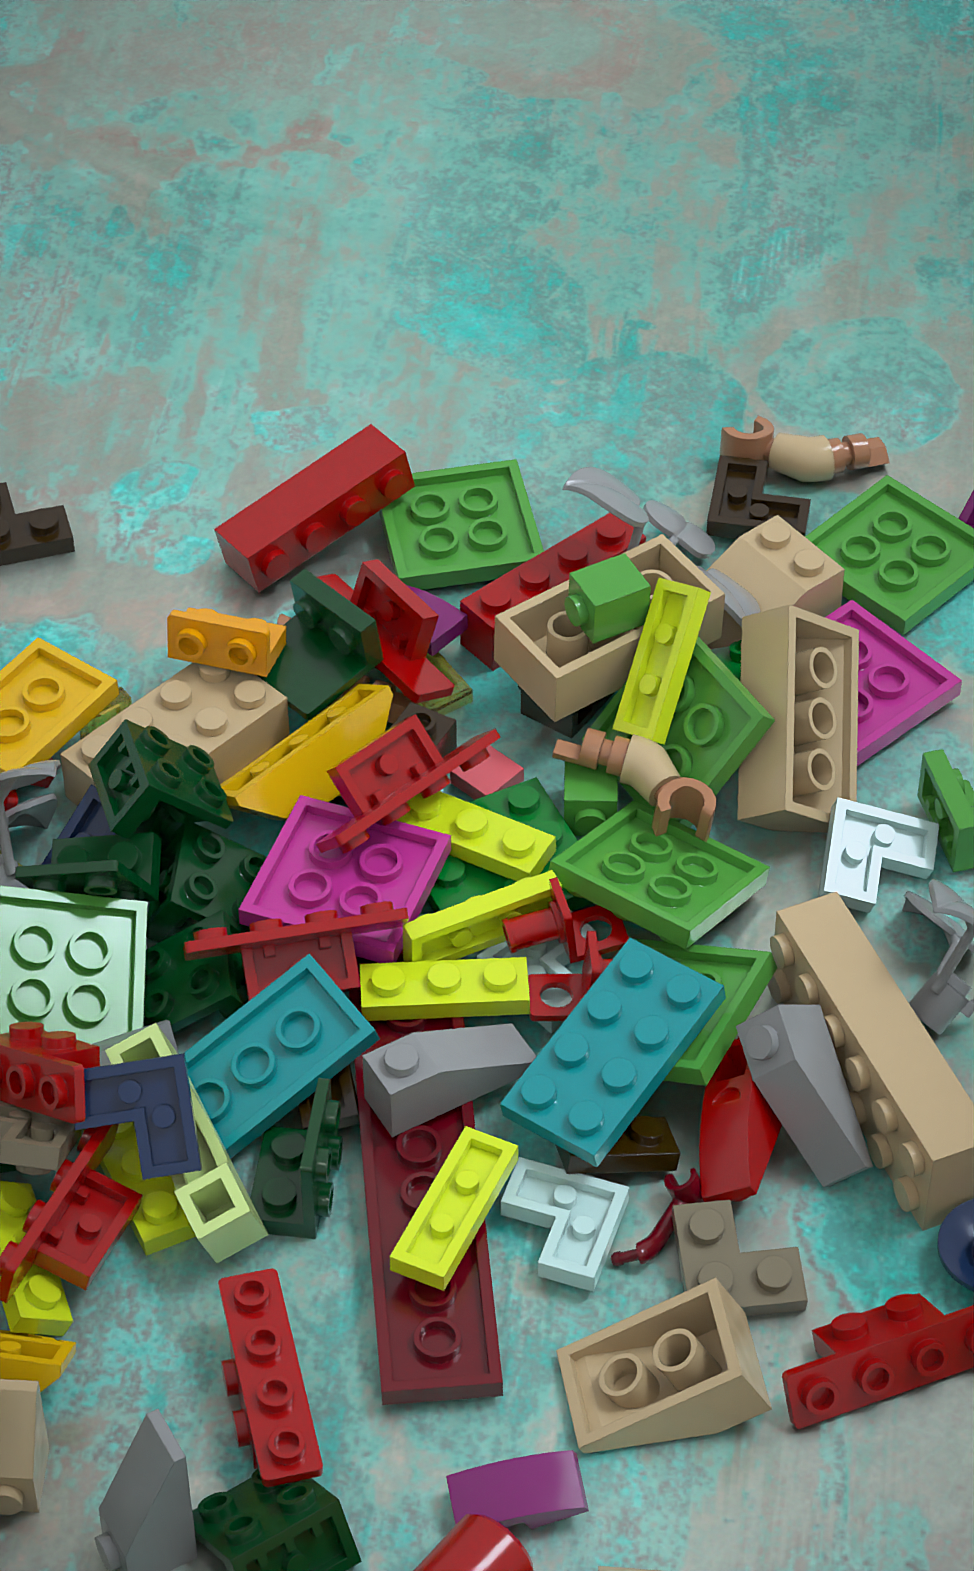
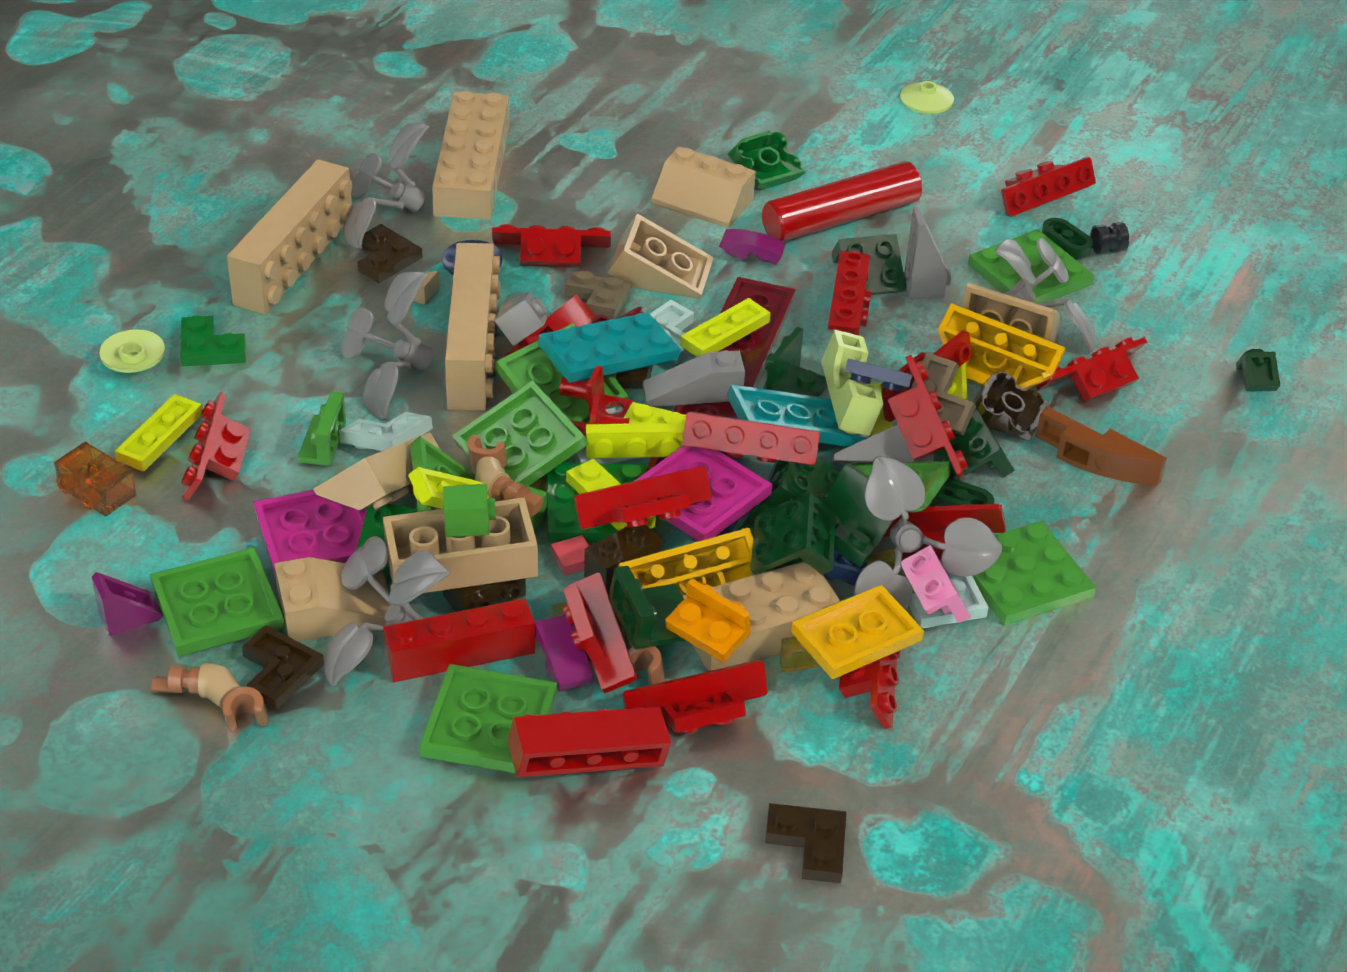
camera: 160 degrees left, 5 degrees down
(216, 591) = (703, 697): none -> red bracket

